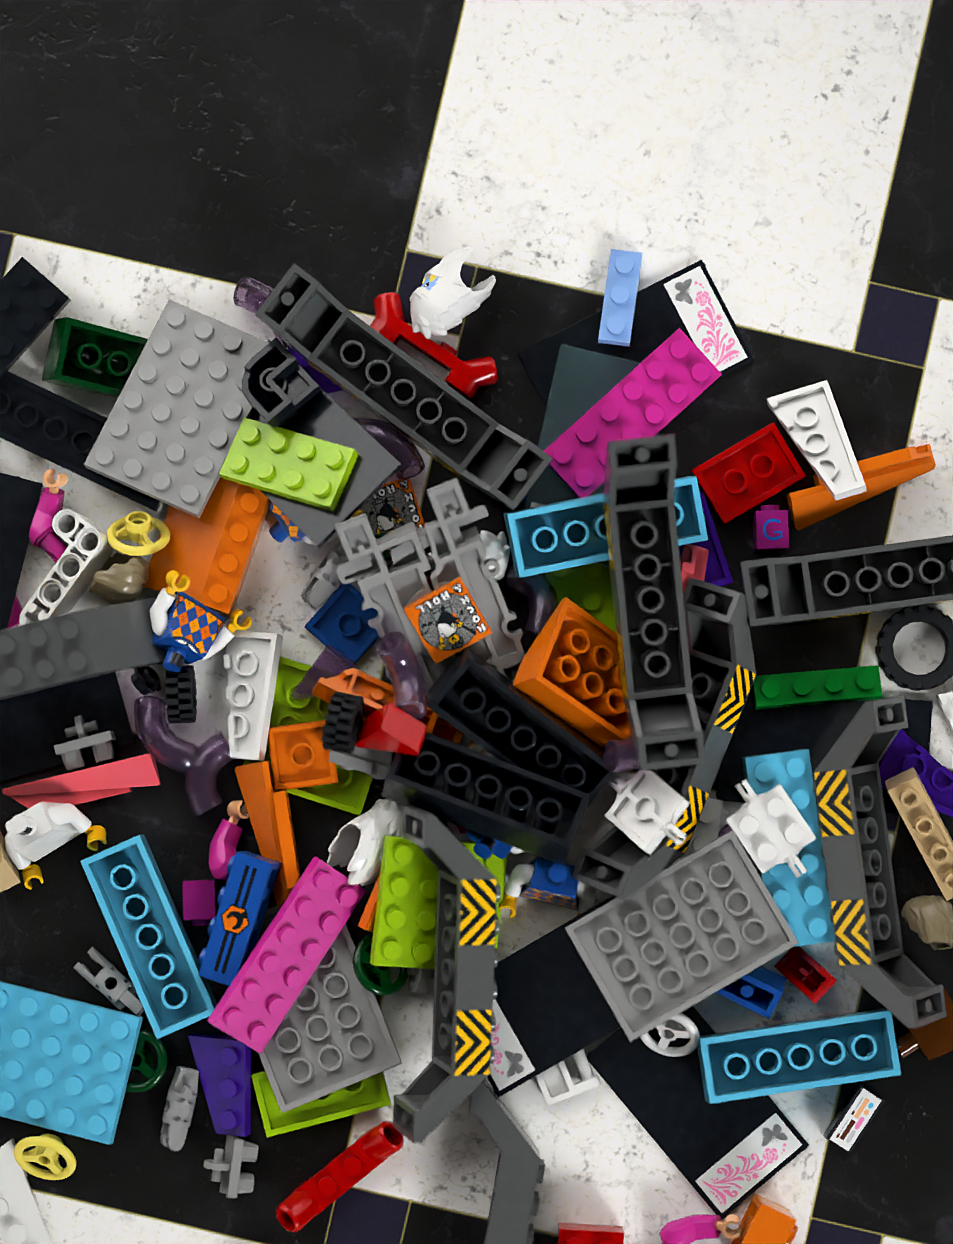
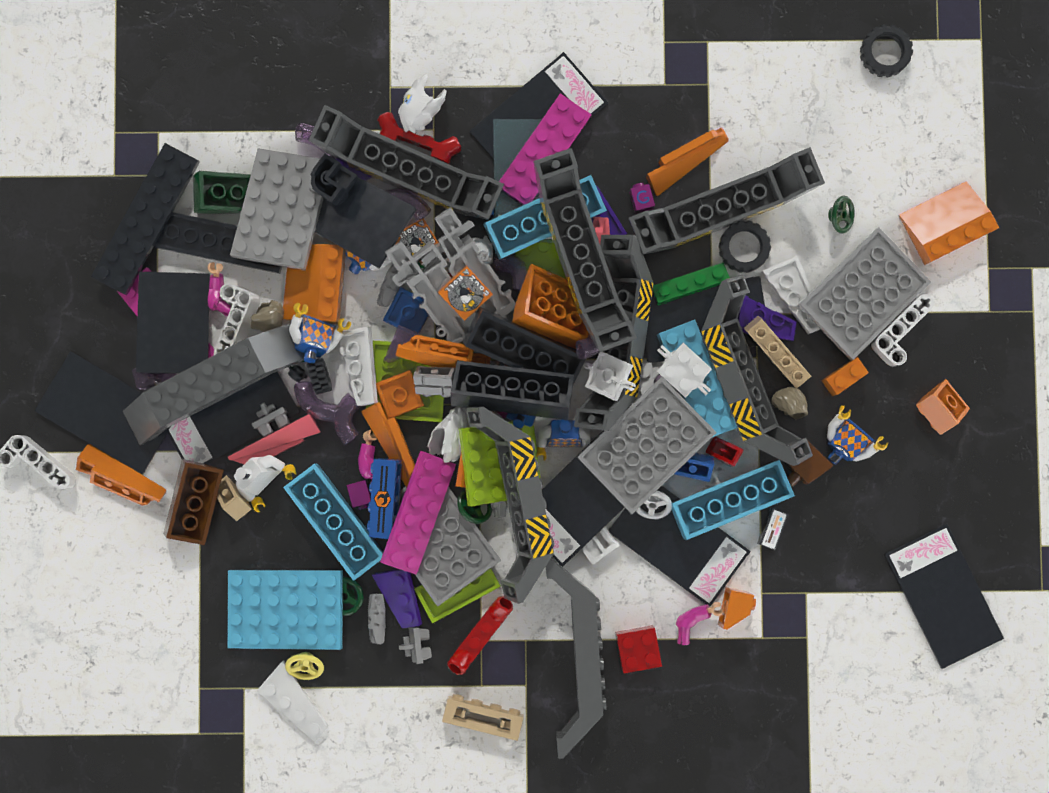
camera: 15 degrees left, 0 degrees up
(122, 994) = (327, 559): light grey hinge -> none
(136, 528) = (270, 285): light yellow piece -> none
(288, 464) = (350, 224): lime plate -> none
(343, 722) = (418, 367): black tyre -> none
(391, 731) = (448, 365): red slope -> none
(404, 674) = (448, 331): clear purple cylinder -> none
(620, 297) = (521, 84): light blue plate -> none
(748, 473) = (621, 169): red plate -> none
(819, 434) = (655, 133): white wing -> none

